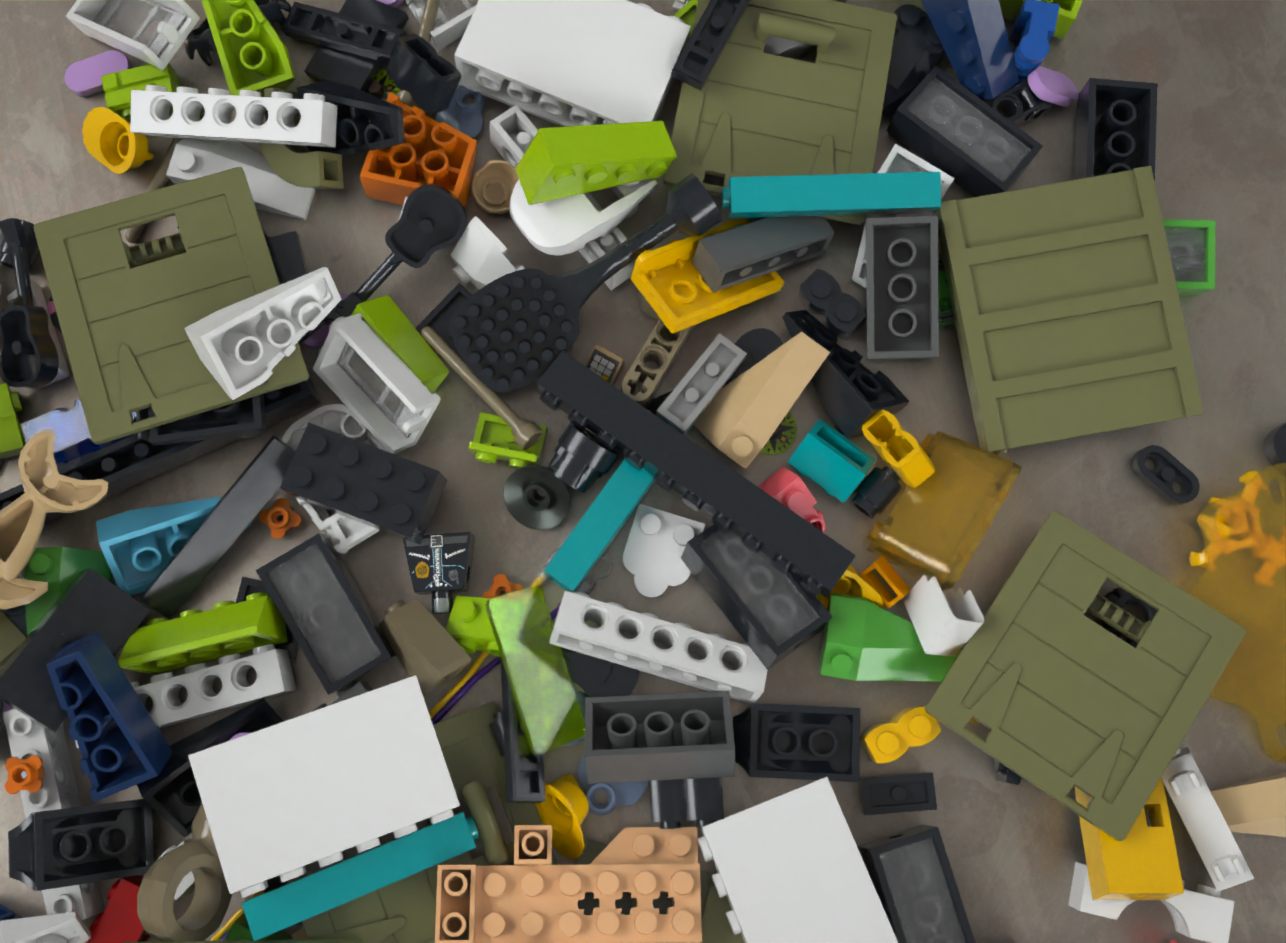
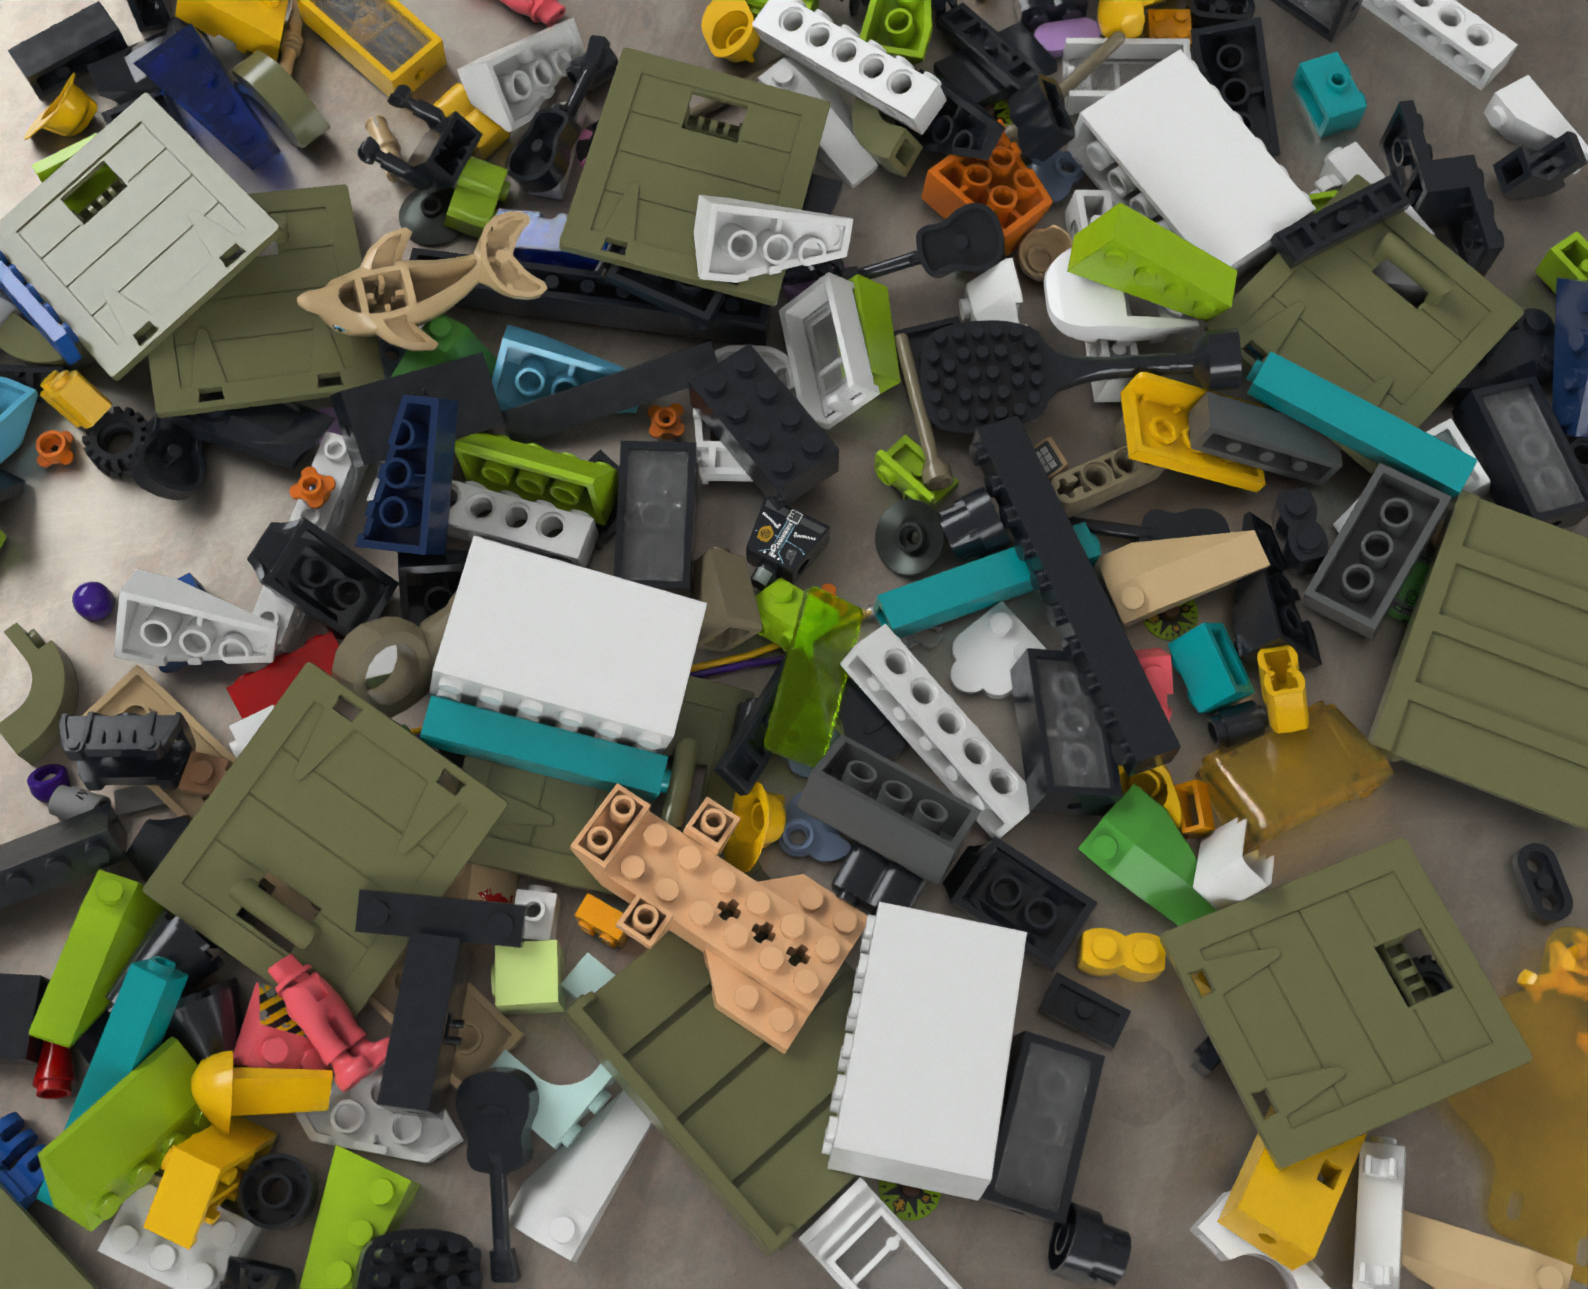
camera: 30 degrees right, 10 degrees down
(701, 384) = (1130, 523): light grey plate -> none

